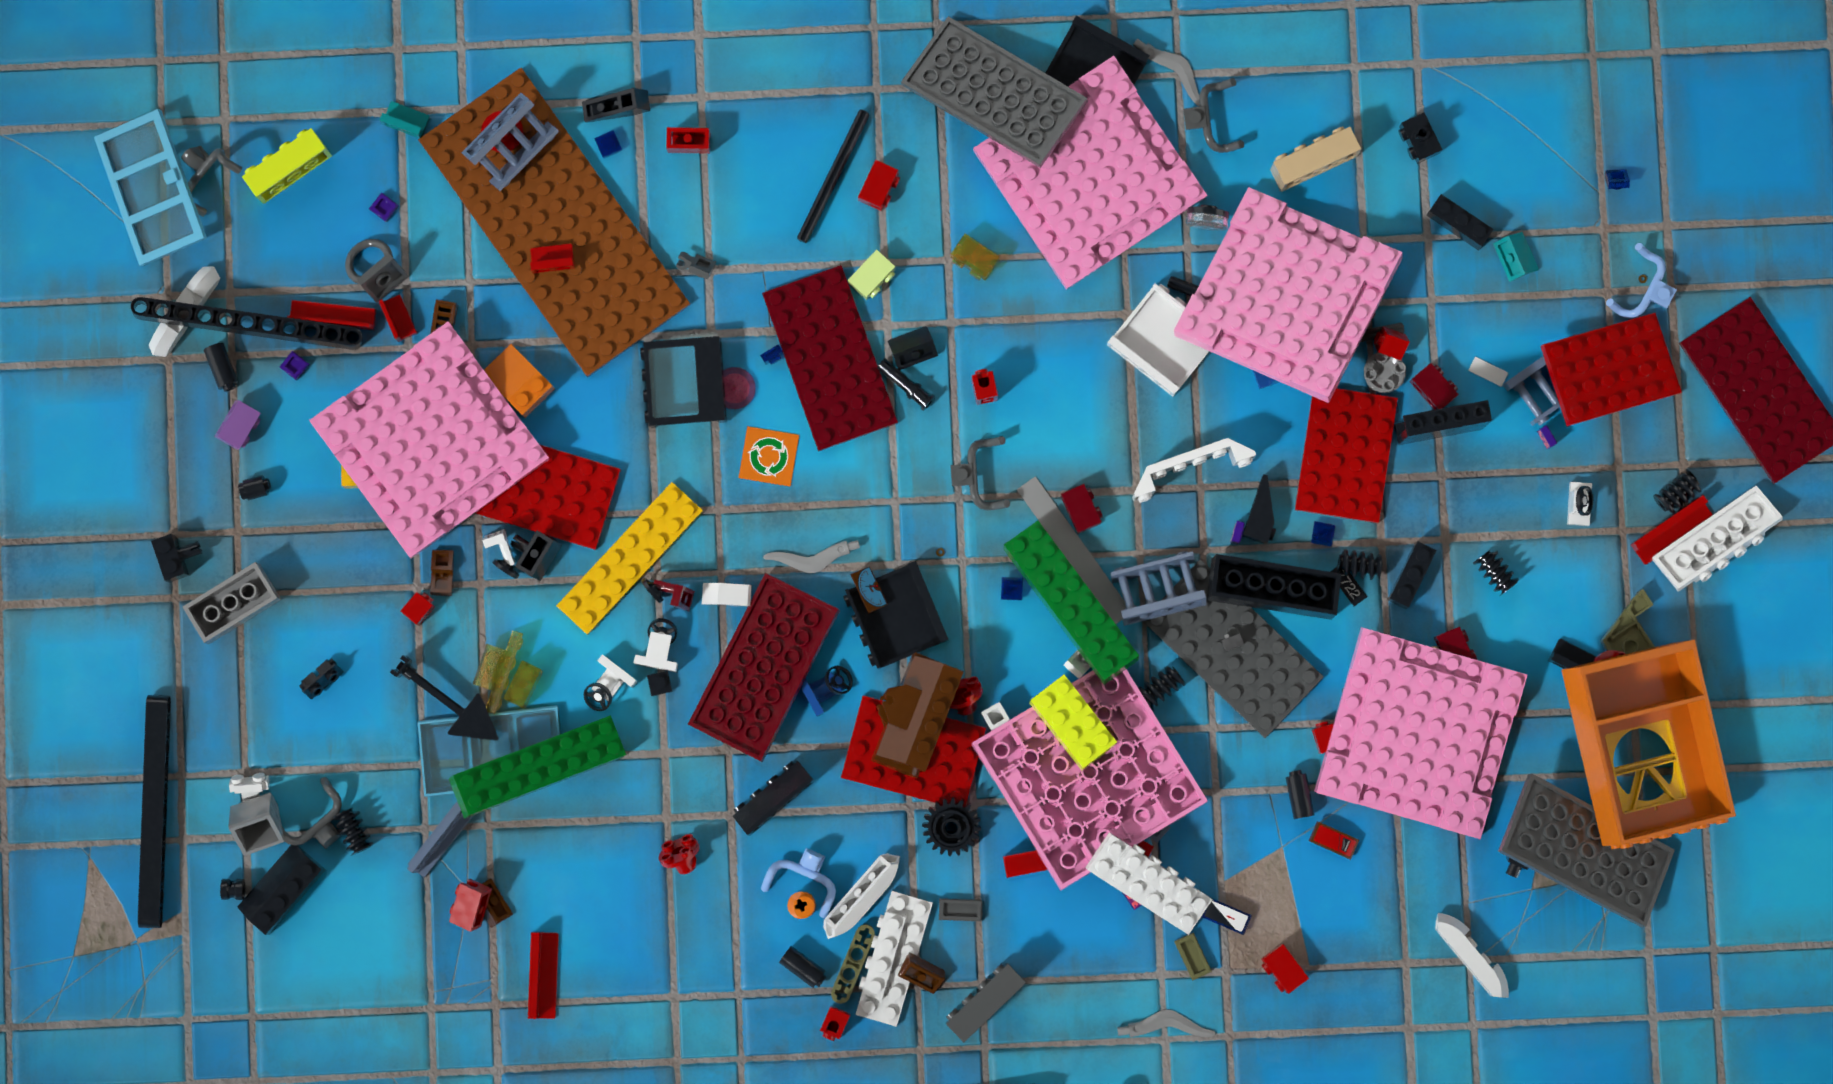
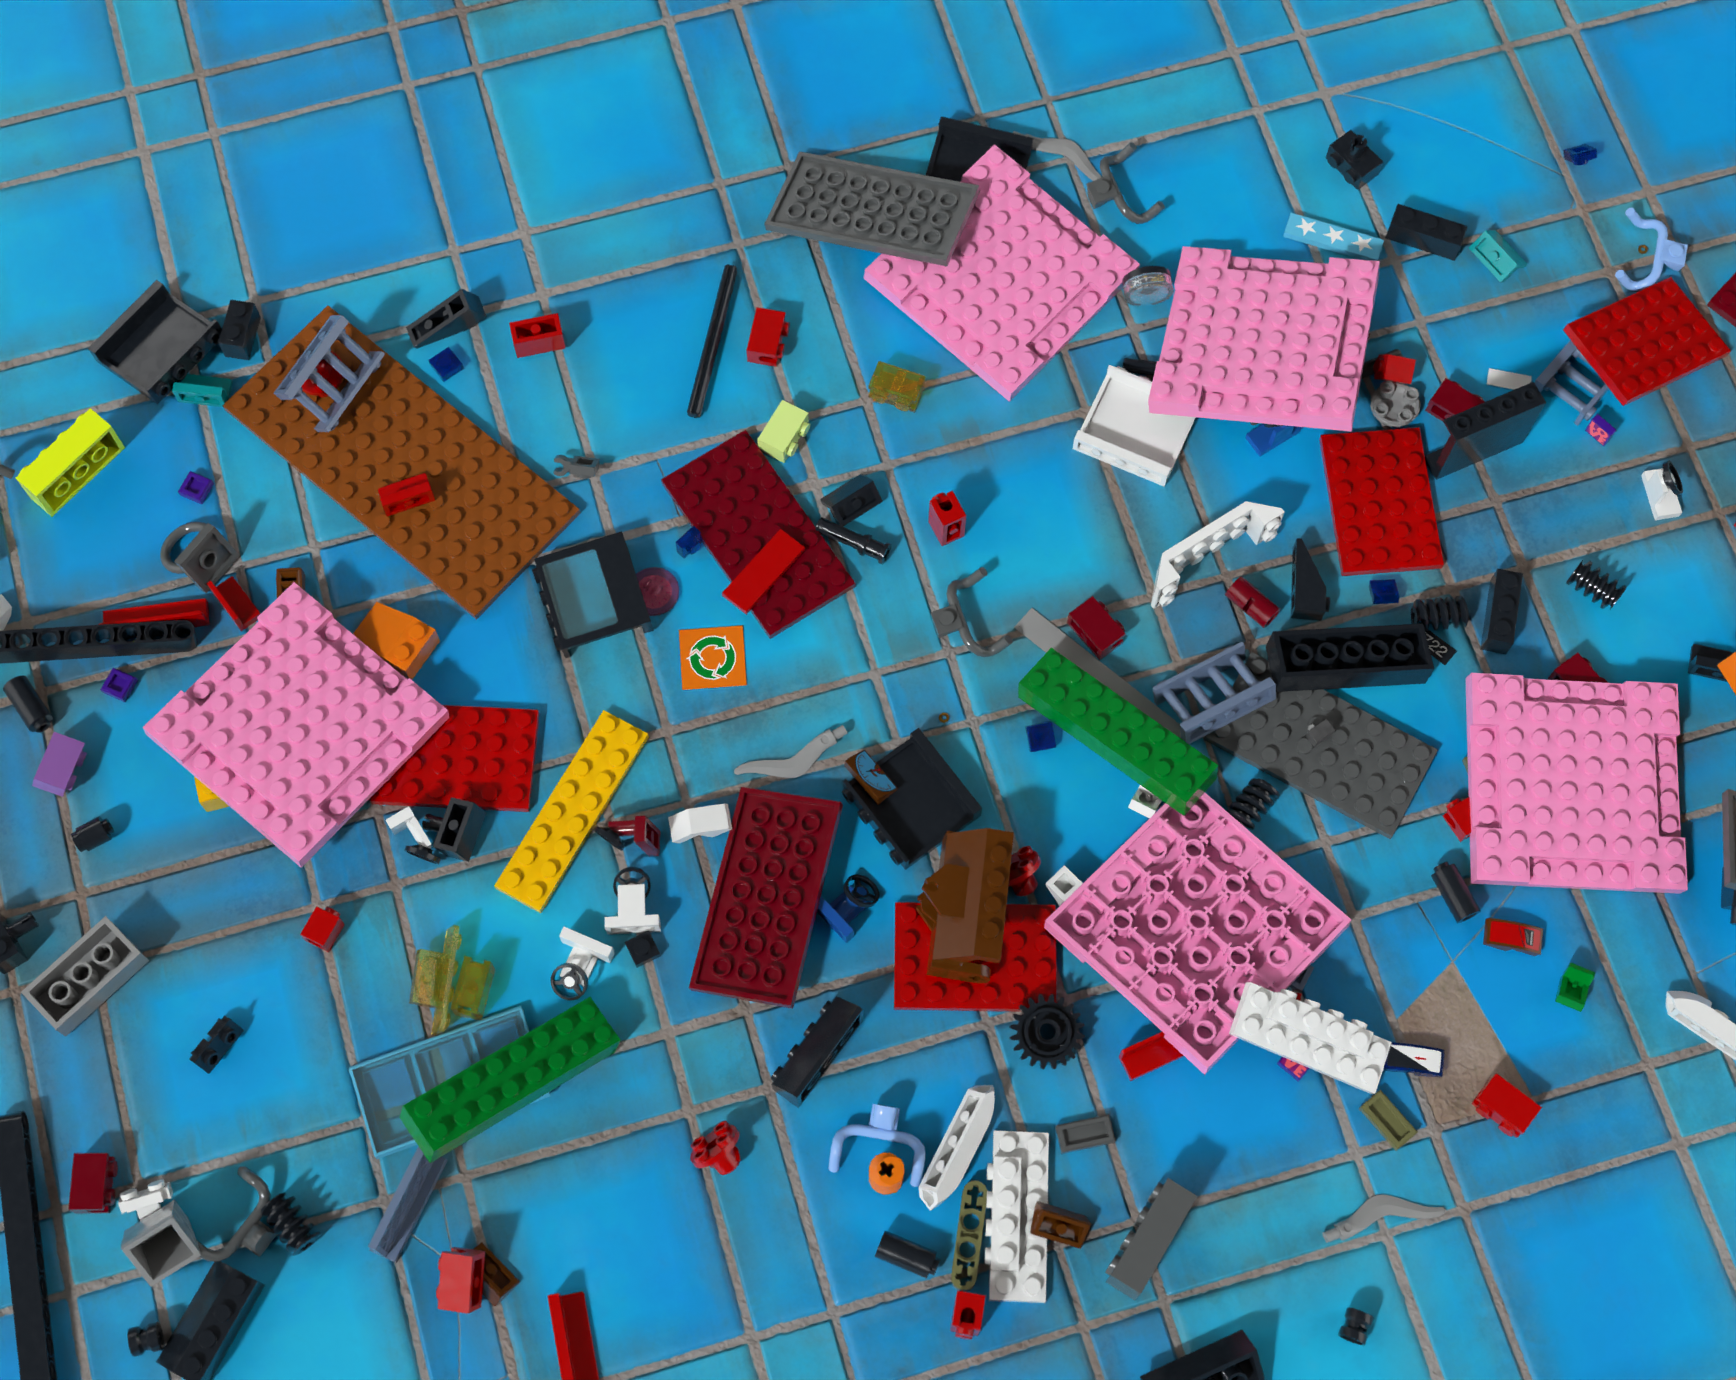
camera: 20 degrees left, 15 degrees down
(212, 764) = (92, 1183): none -> dark red brick
(374, 70) = (155, 342): none -> black panel
(442, 572) = (344, 881): reddish brown slope -> none
(444, 74) = (239, 329): none -> black brick
(472, 720) = (417, 1048): black piece -> none
(825, 396) = (763, 571): none -> red piece
(1073, 722) = (1162, 864): neon yellow brick -> none
(1213, 517) = (1252, 602): none -> dark red pin
(1237, 532) = (1286, 612): dark purple tile -> none
(1315, 158) = (1247, 200): tan brick -> none
(1367, 892) = (1574, 986): none -> green bracket
(1381, 206) = (1333, 238): none -> medium azure tile

